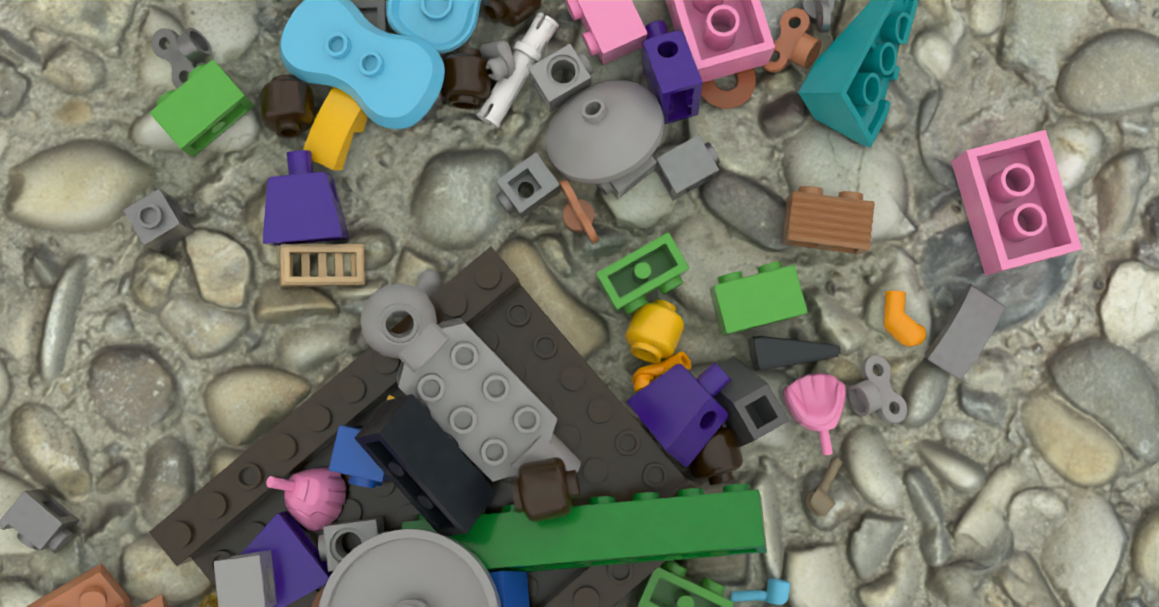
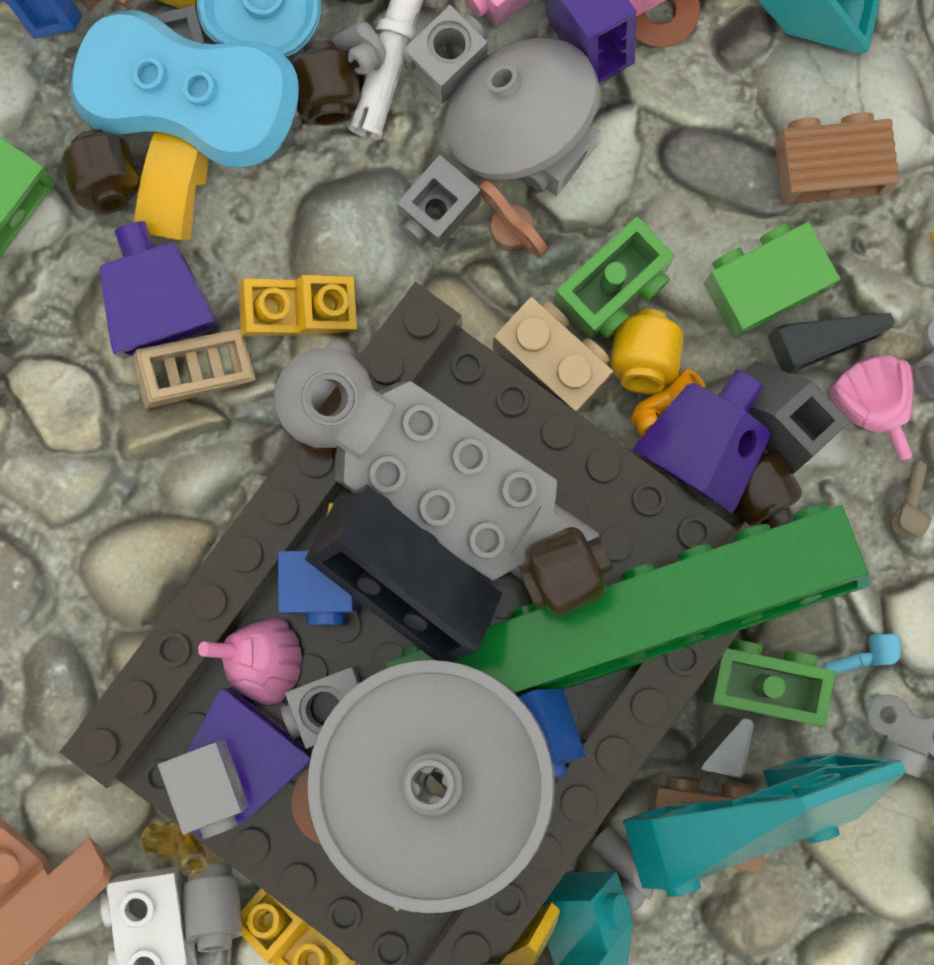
camera: 10 degrees left, 0 degrees up
(407, 237) = (297, 306): none -> yellow slope
(583, 320) = (551, 355): none -> tan brick
(687, 167) = (638, 131): flat silver brick -> none

